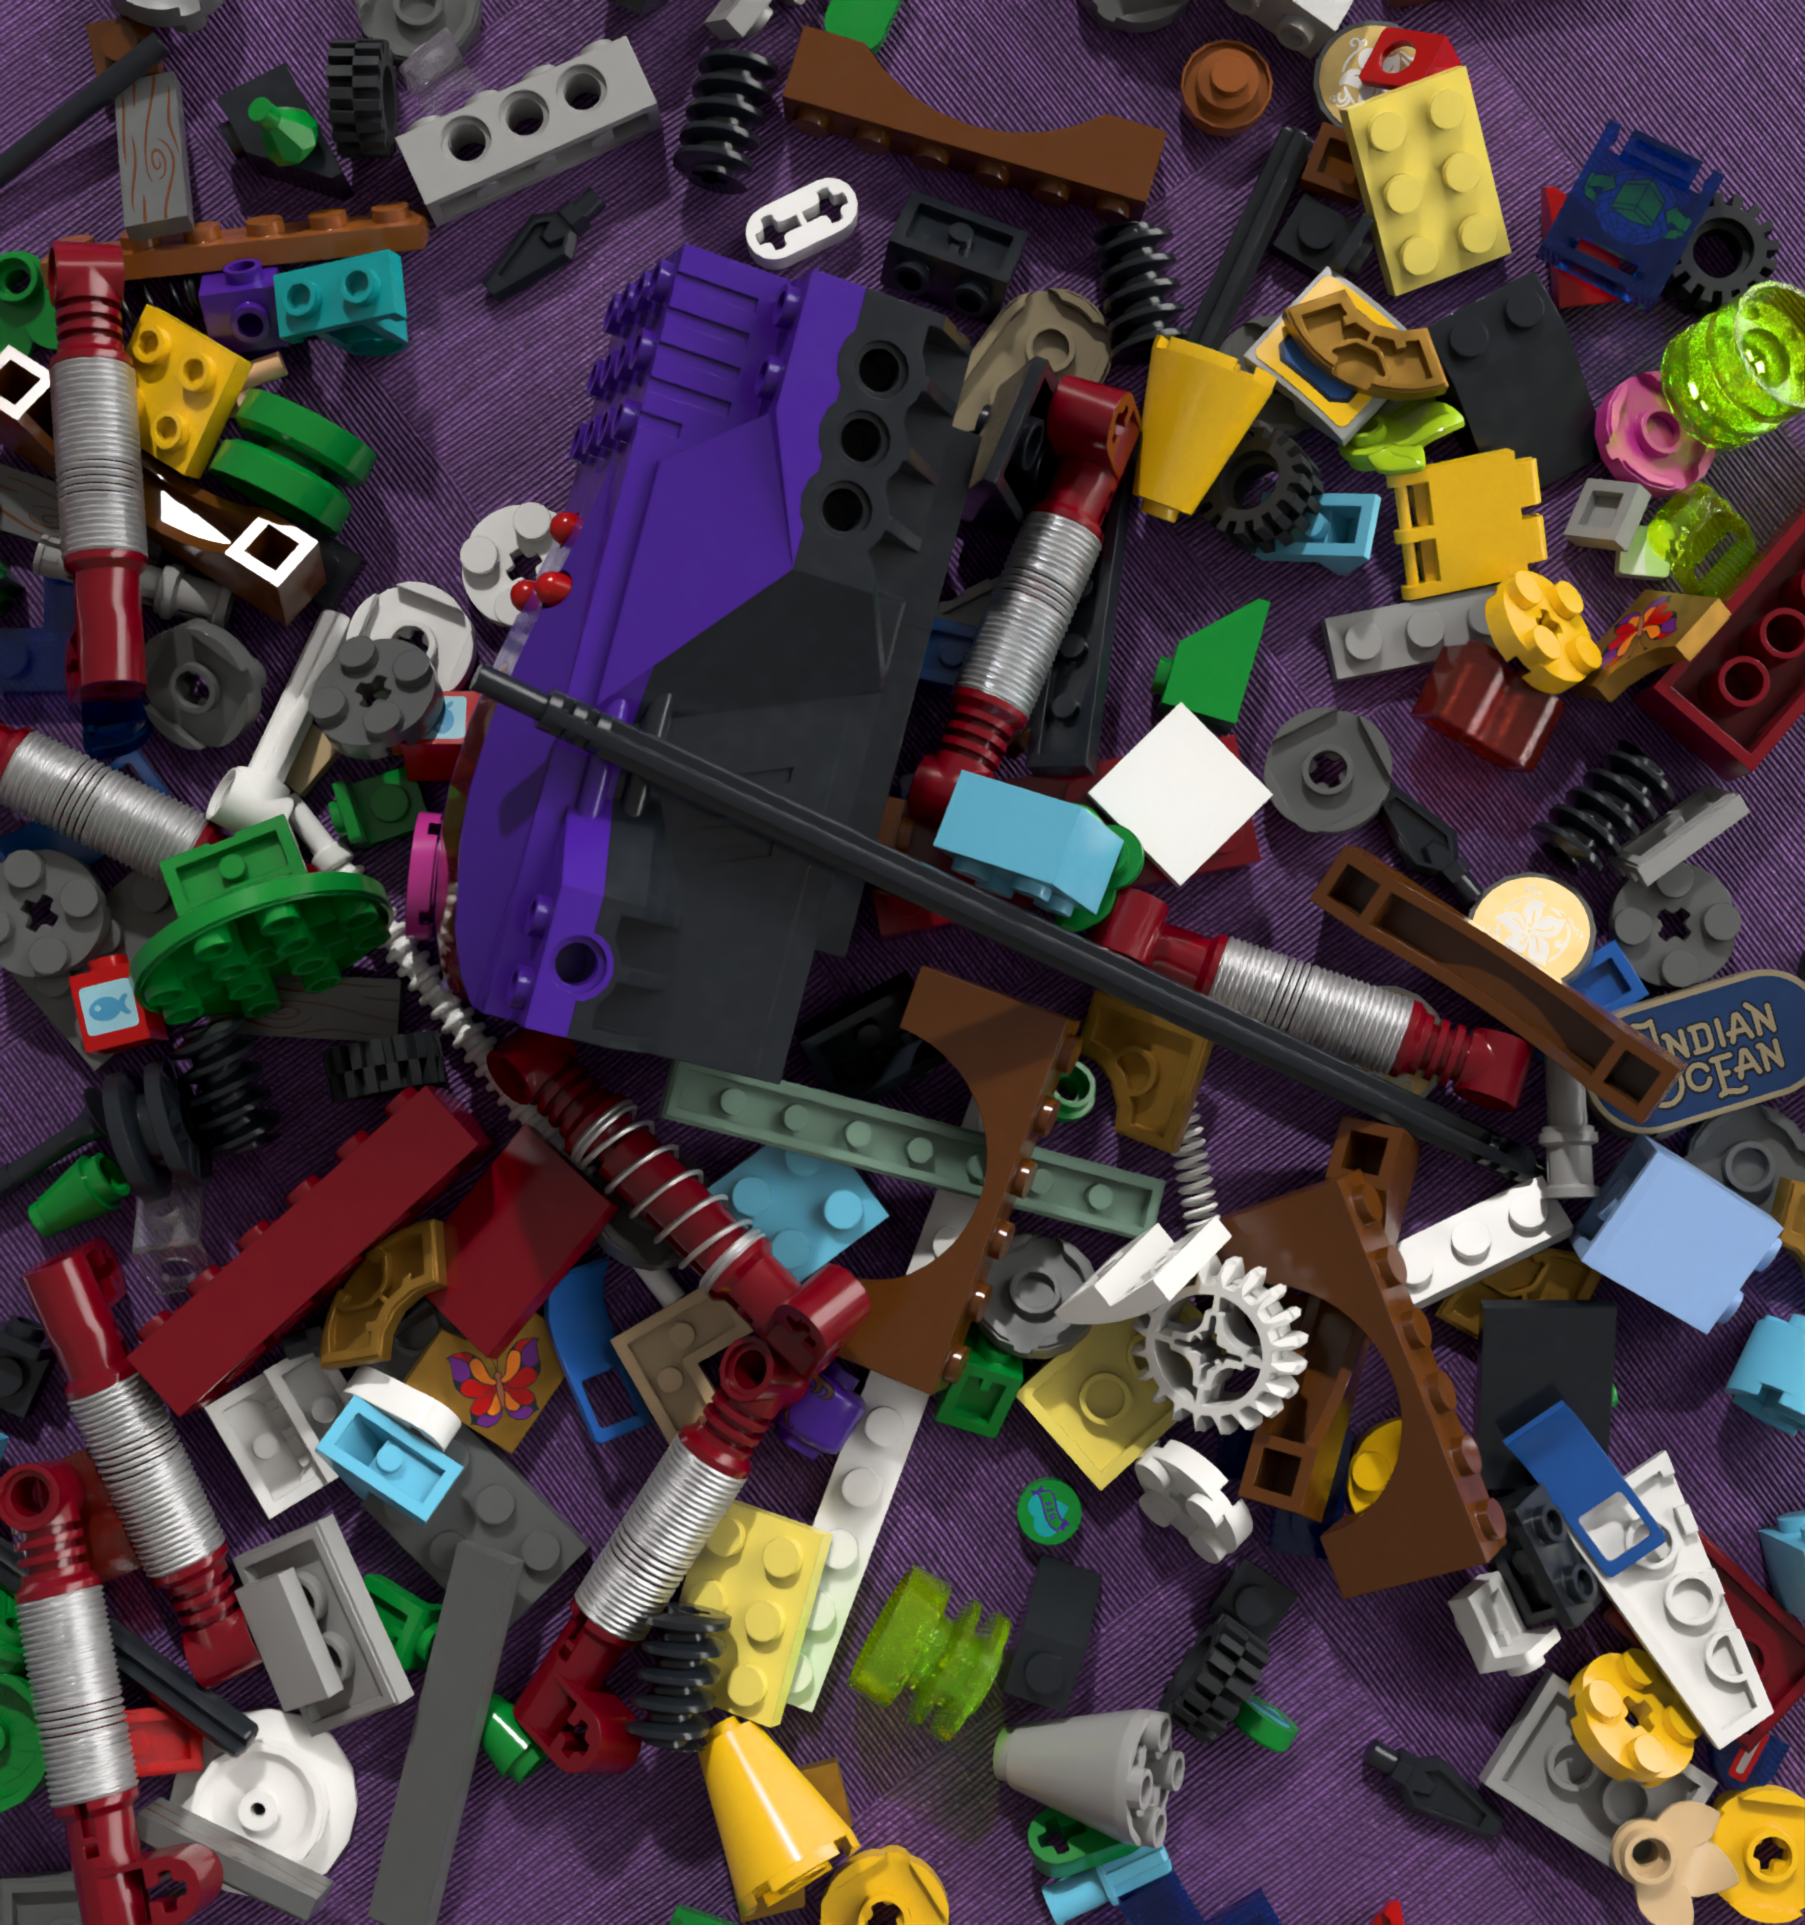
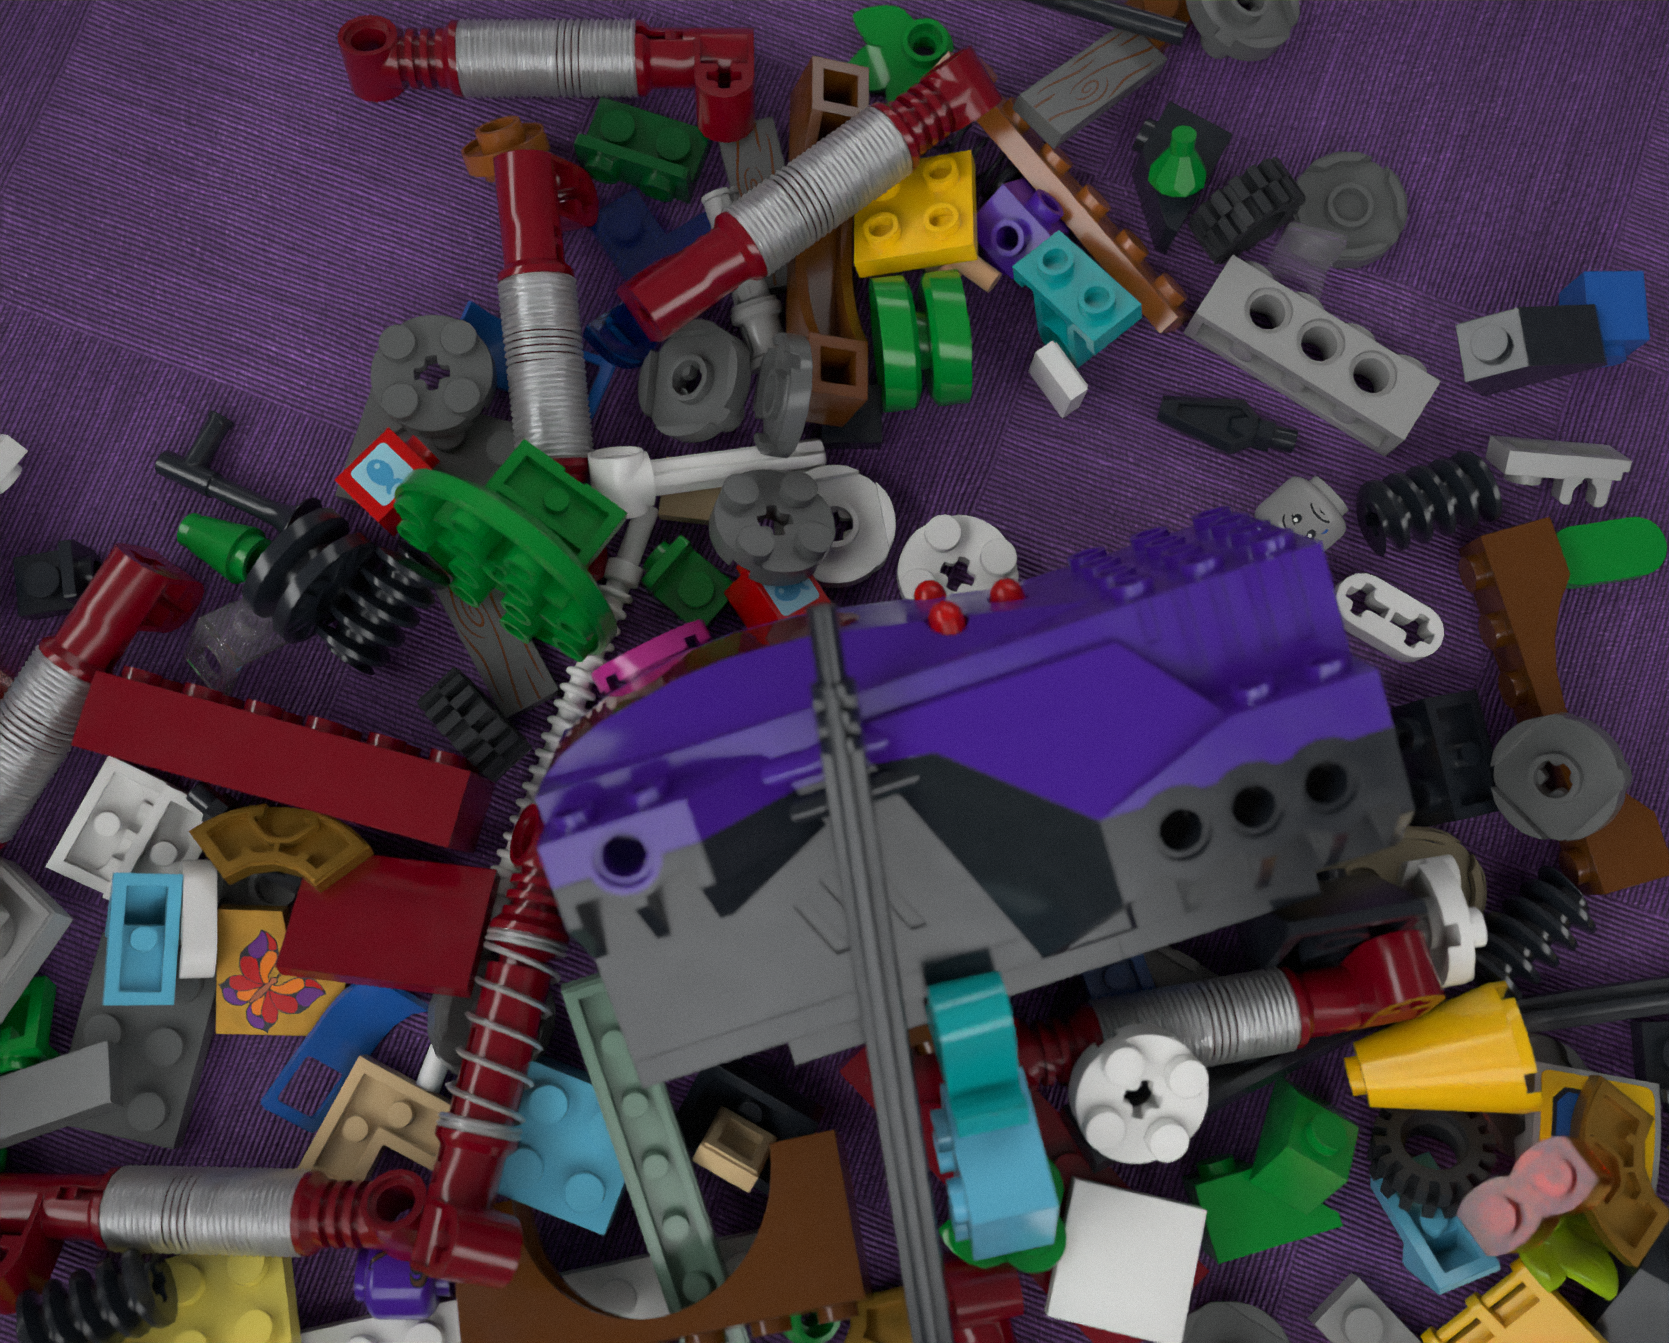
camera: 60 degrees right, 5 degrees down
(265, 613) = (783, 394): none -> dark grey tile
(406, 364) = (1058, 378): none -> white tile
(664, 226) = (1307, 508): none -> light grey head
(889, 1064) = (734, 1149): none -> tan tile
(920, 794) = (977, 1053): none -> teal pin
(1043, 142) = (1596, 769): none -> dark grey plate
(1076, 349) = (1449, 926): none -> white plate
(1085, 685) = (1160, 1125): none -> white plate
(1188, 594) = (1303, 1148): none -> green slope
(1336, 414) = (1546, 1183): none -> clear red brick

